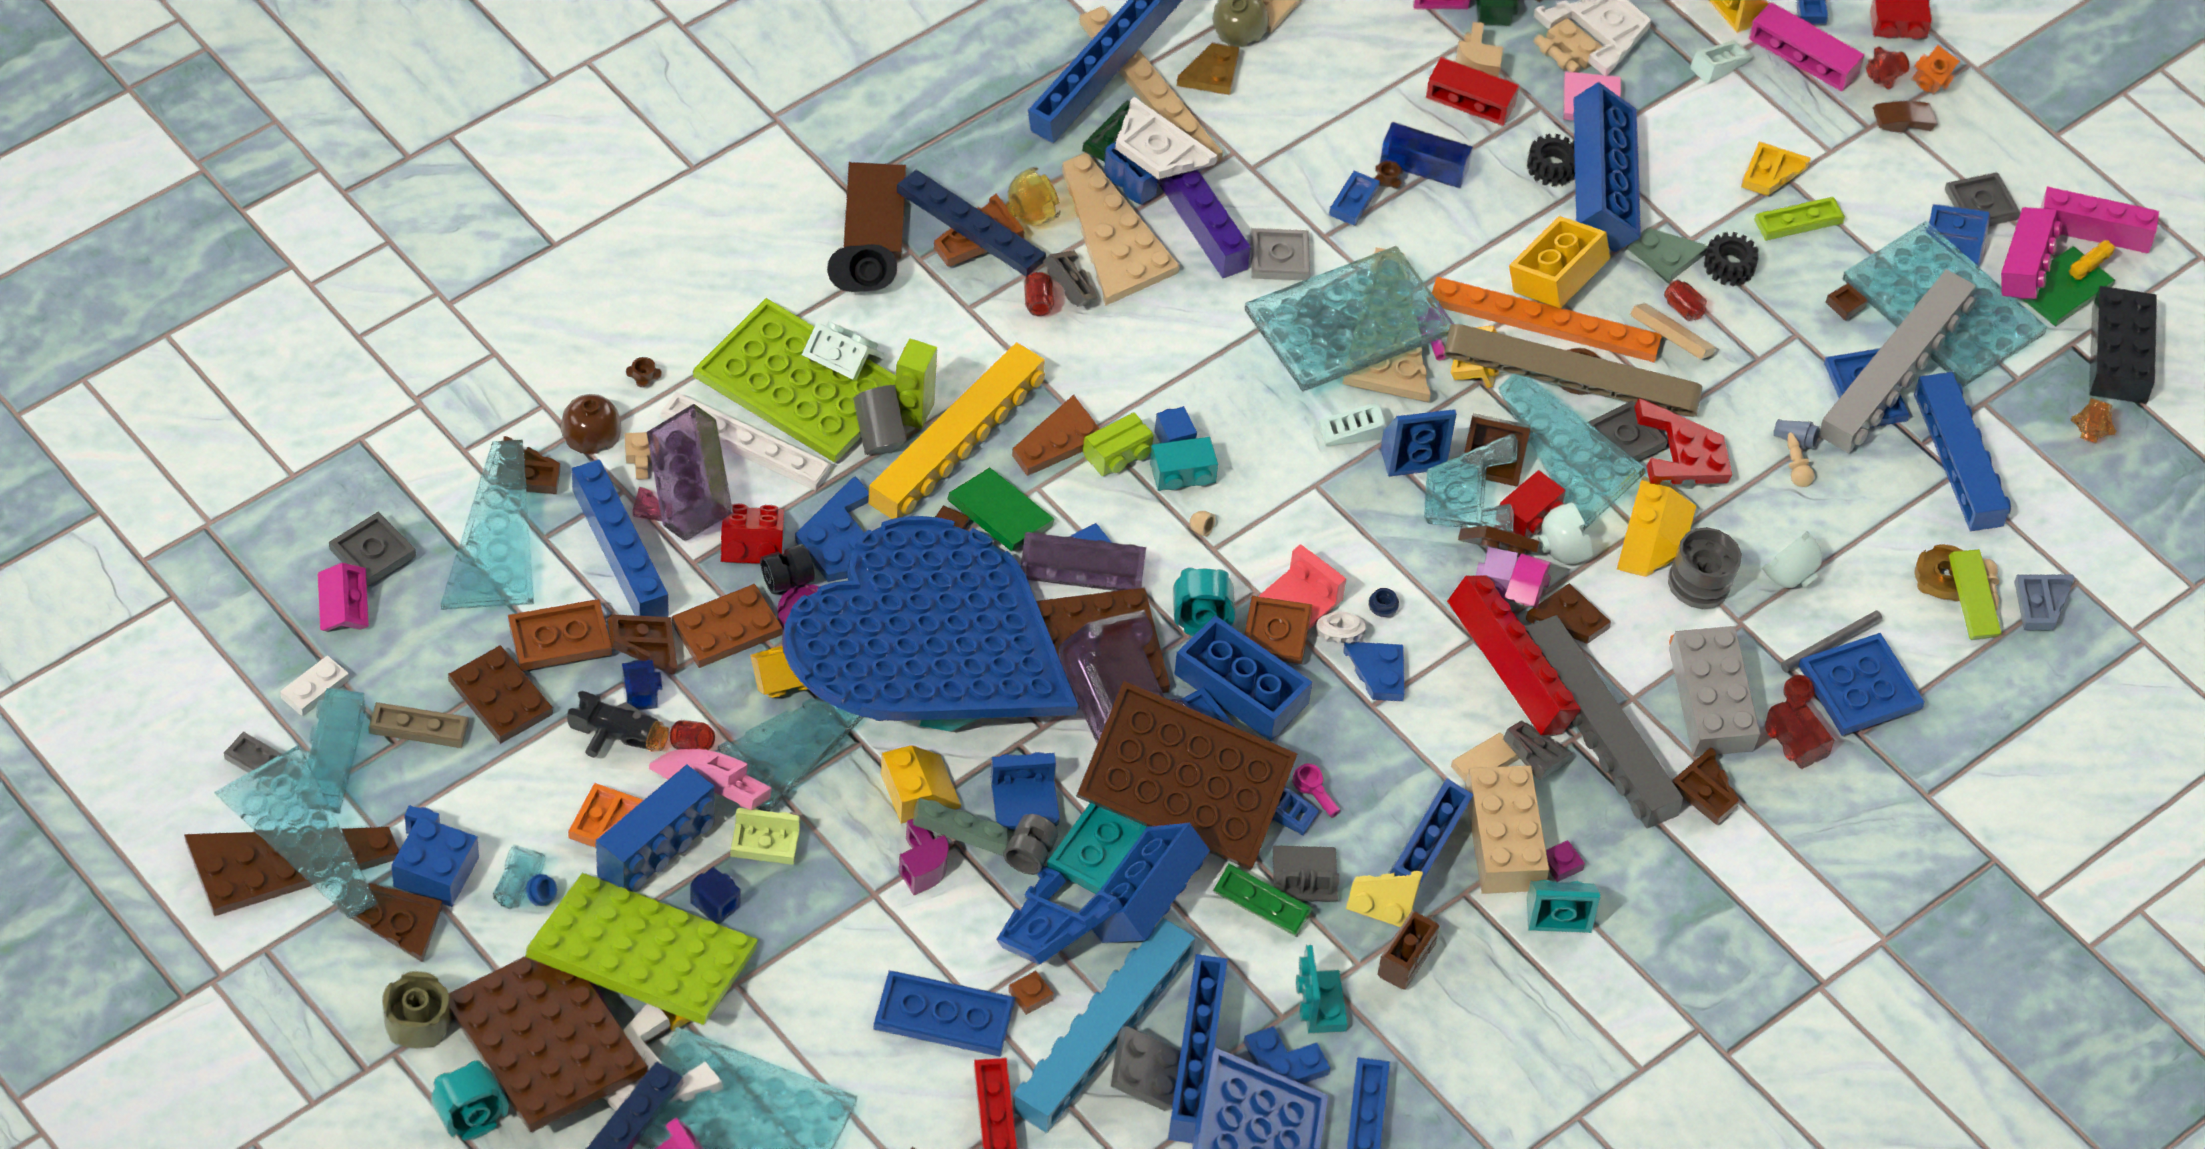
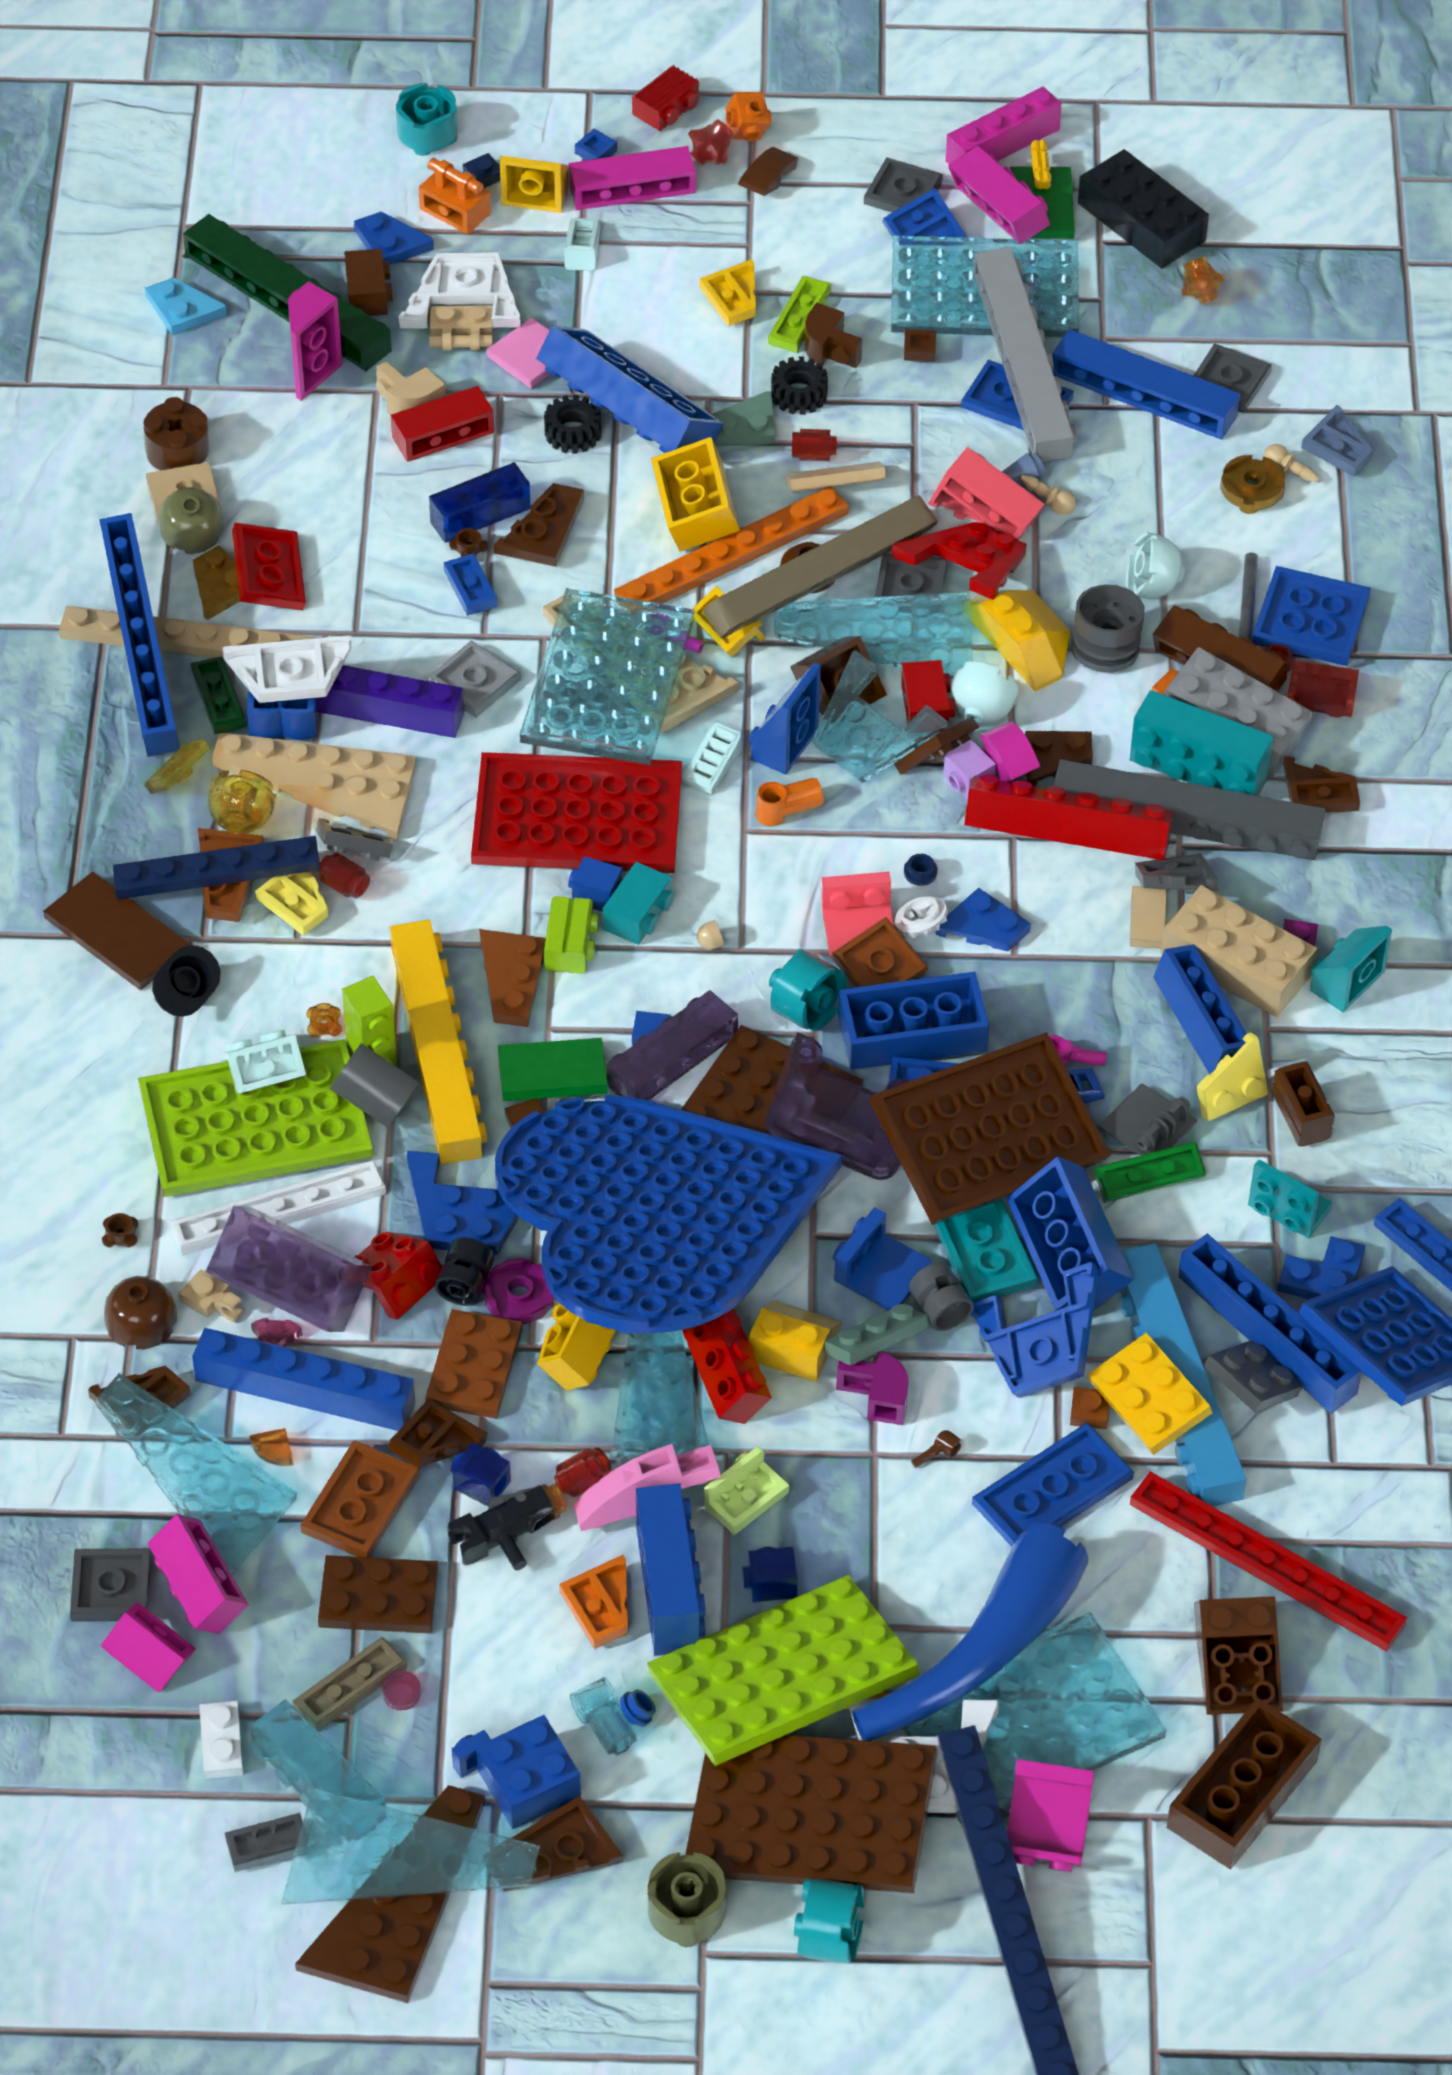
camera: 45 degrees left, 0 degrees up
(417, 585) = (197, 1574): none -> dark pink brick
(439, 755) = (401, 1690): none -> clear pink tile
(559, 563) = (272, 1447): none -> clear orange tile
(814, 1047) = (1023, 1602): none -> blue brick
(854, 758) = (728, 1367): none -> red brick
(917, 925) = (945, 1442): none -> reddish brown hand
(994, 283) = (294, 900): none -> light yellow wing
(1034, 150) = (177, 767): none -> clear yellow plate
(1062, 1013) = (1149, 1393): none -> yellow plate
(1226, 382) = (576, 807): none -> red plate
(1248, 83) = (268, 566): none -> red tile
(1352, 484) = (779, 800): none -> orange piece
(1442, 207) = (545, 528): none -> reddish brown wing
(1656, 690) = (1199, 746): none -> teal brick
(1748, 425) = (986, 496): none -> coral wedge
(1758, 641) = (1185, 631): none -> reddish brown brick
(1790, 244) = (827, 338): none -> reddish brown brick
(1974, 594) = (1298, 478): lime tile -> none
(2034, 498) = (1235, 372): none -> dark grey tile

